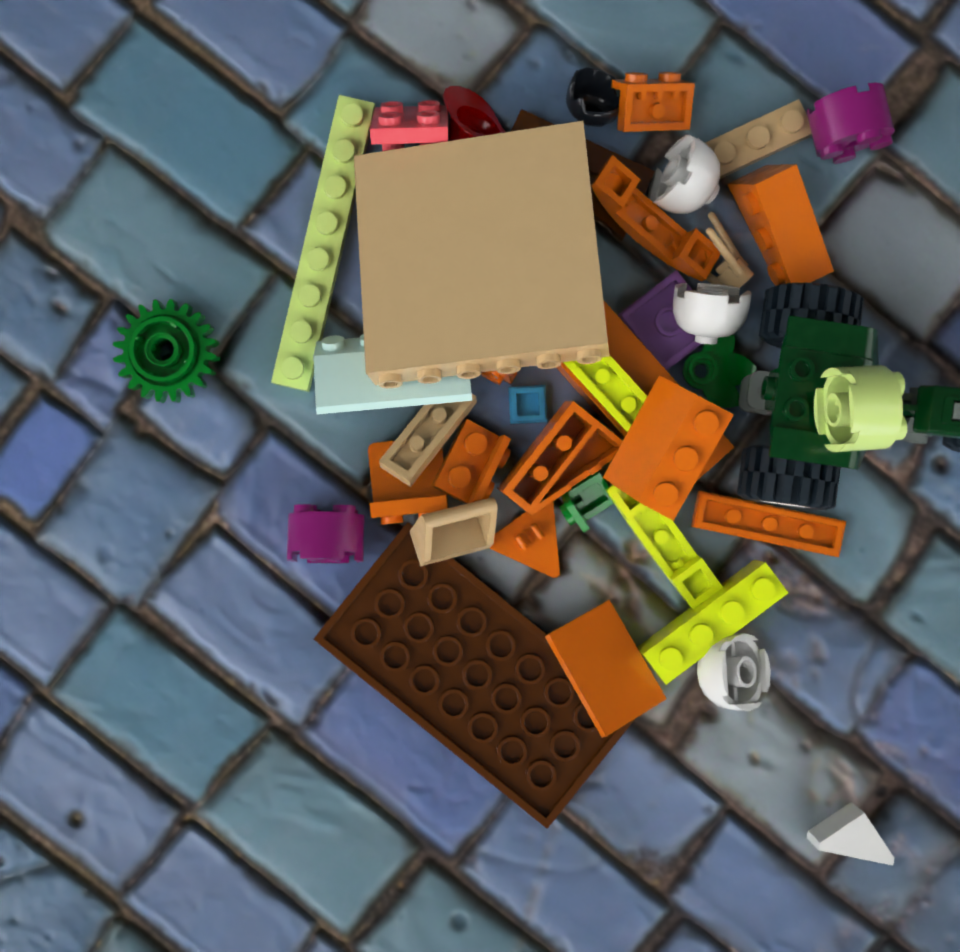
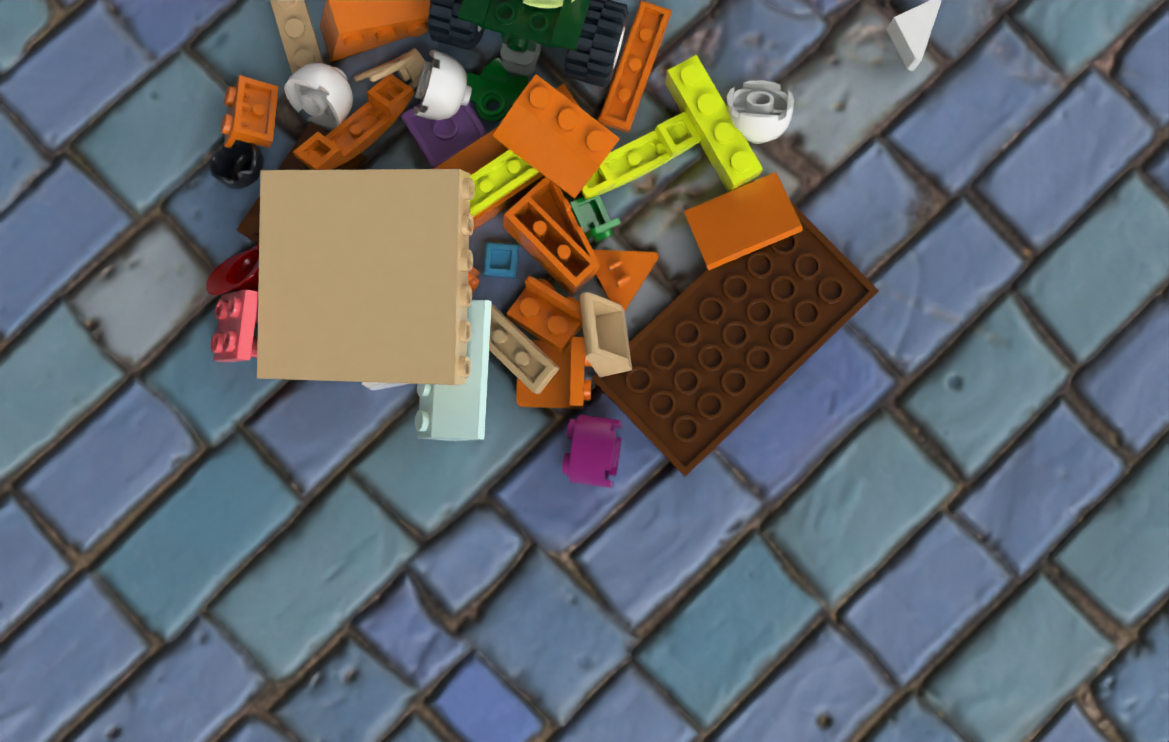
camera: 80 degrees left, 5 degrees down
(150, 334) = (384, 581): green gear -> none
(323, 244) = (329, 422): yellowish green plate -> none

